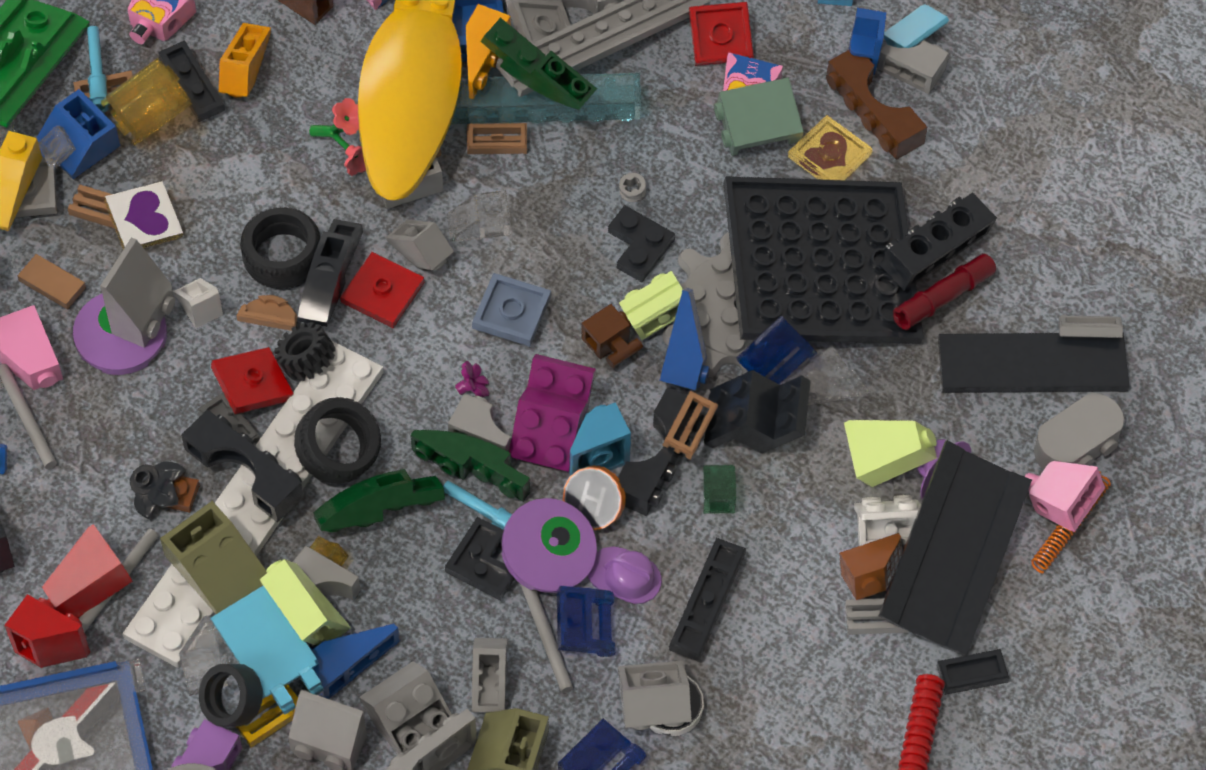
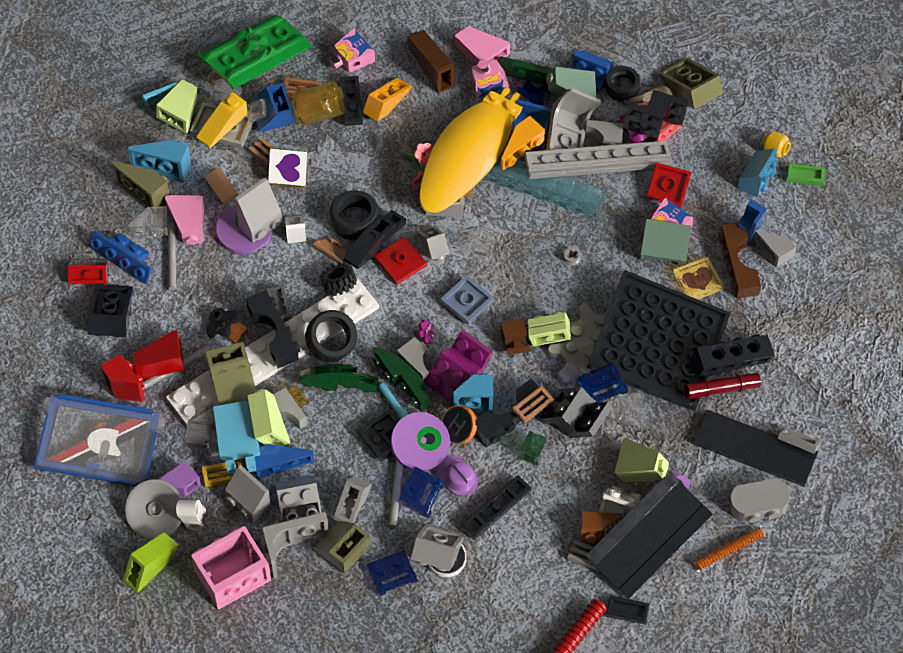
camera: 25 degrees right, 0 degrees up
(97, 80) = (298, 80): medium azure pin -> none
(211, 695) = (213, 455): black tyre -> none
(251, 380) = (302, 284): red plate -> none
(497, 142) = (506, 200): medium nougat tile -> none
(538, 71) = (543, 165): dark green slope -> none
(646, 242) = (564, 289): black plate -> none
(686, 350) = (553, 359): blue slope -> none
(915, 27) = (786, 224): medium azure slope -> none
(1065, 492) = (732, 529): bright pink torso -> none

